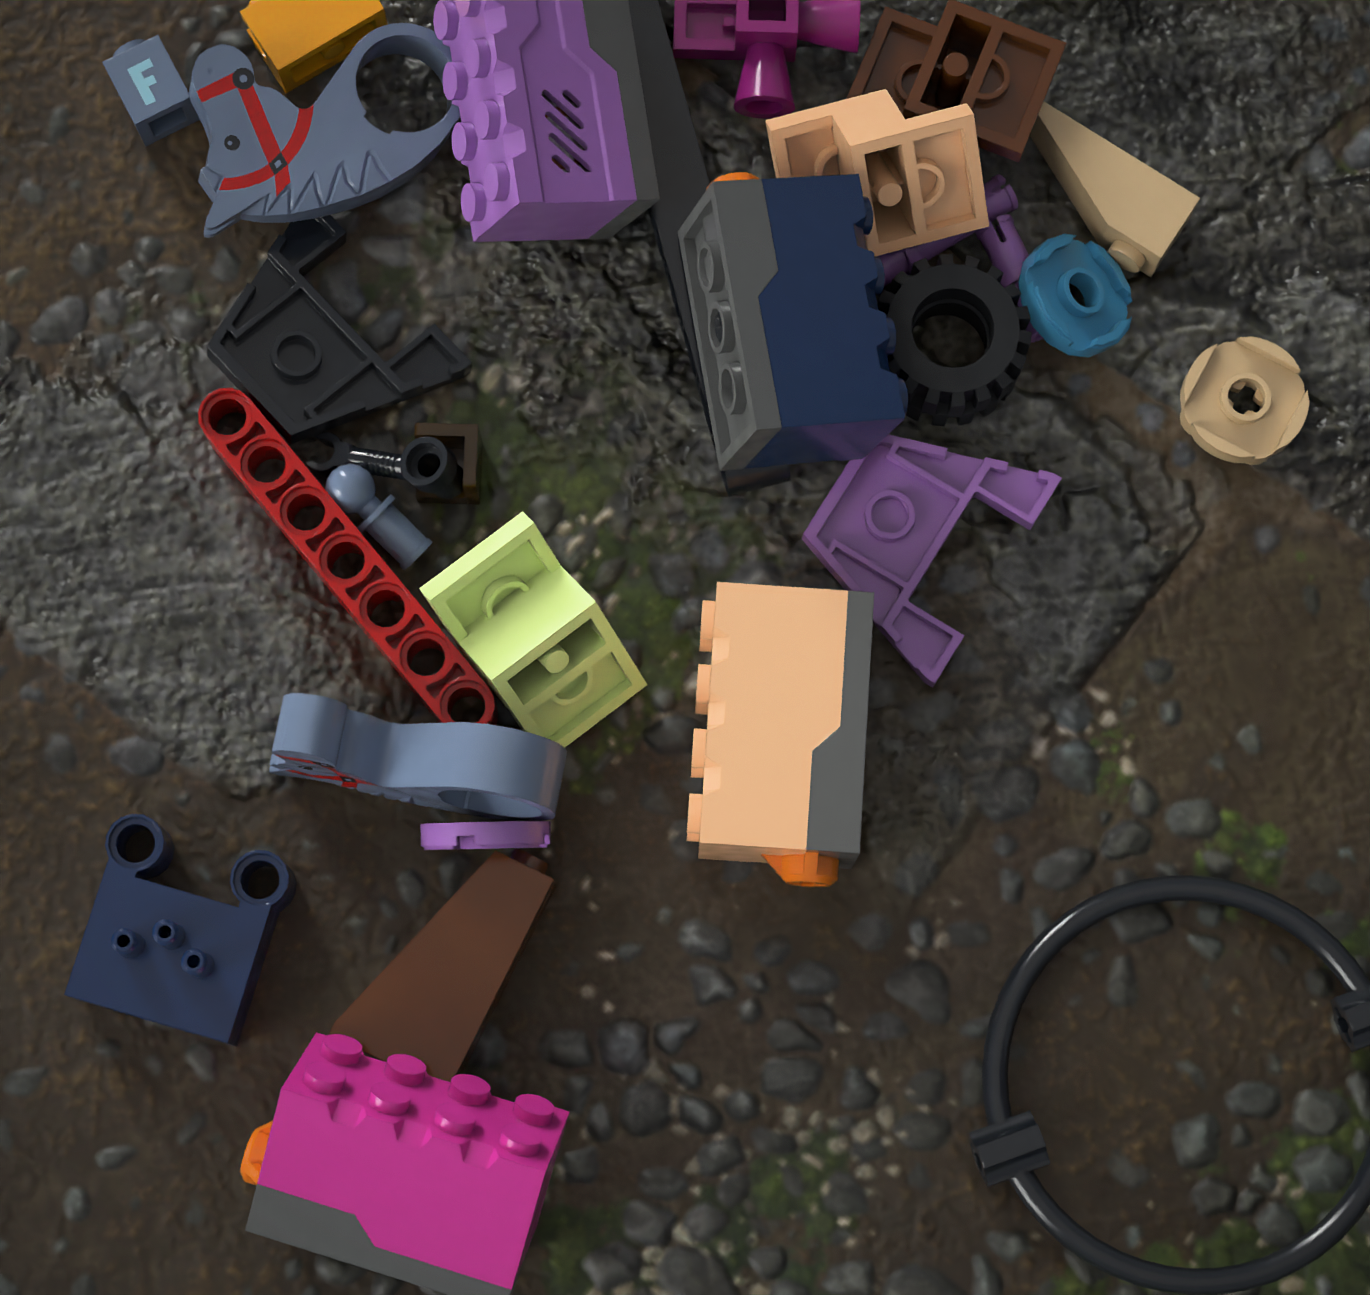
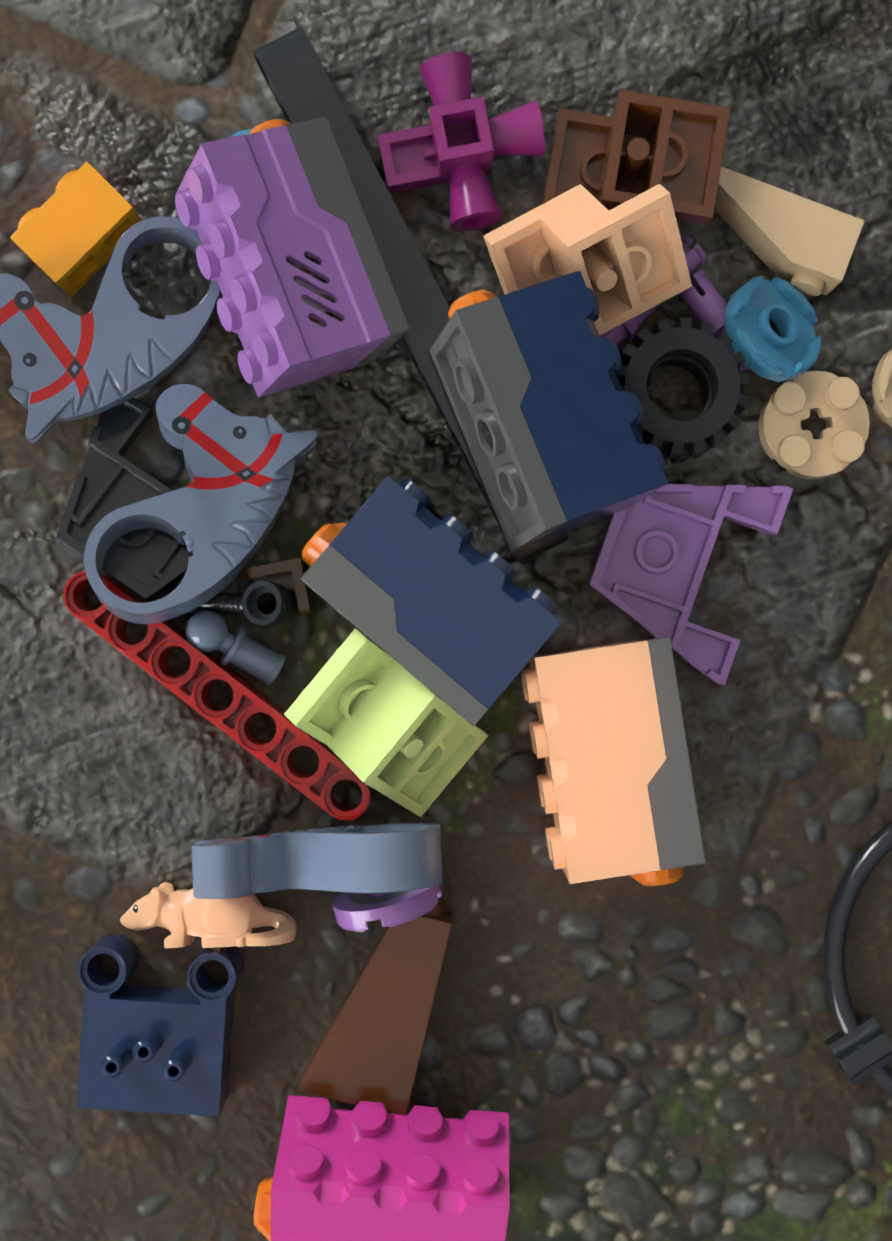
camera: 10 degrees left, 10 degrees up
(280, 811) = (214, 920): none -> light nougat animal
(402, 361) = (237, 491): none -> sand blue animal
(616, 500) = (430, 597): none -> dark blue piece
(1130, 390) = (836, 402): none -> tan plate

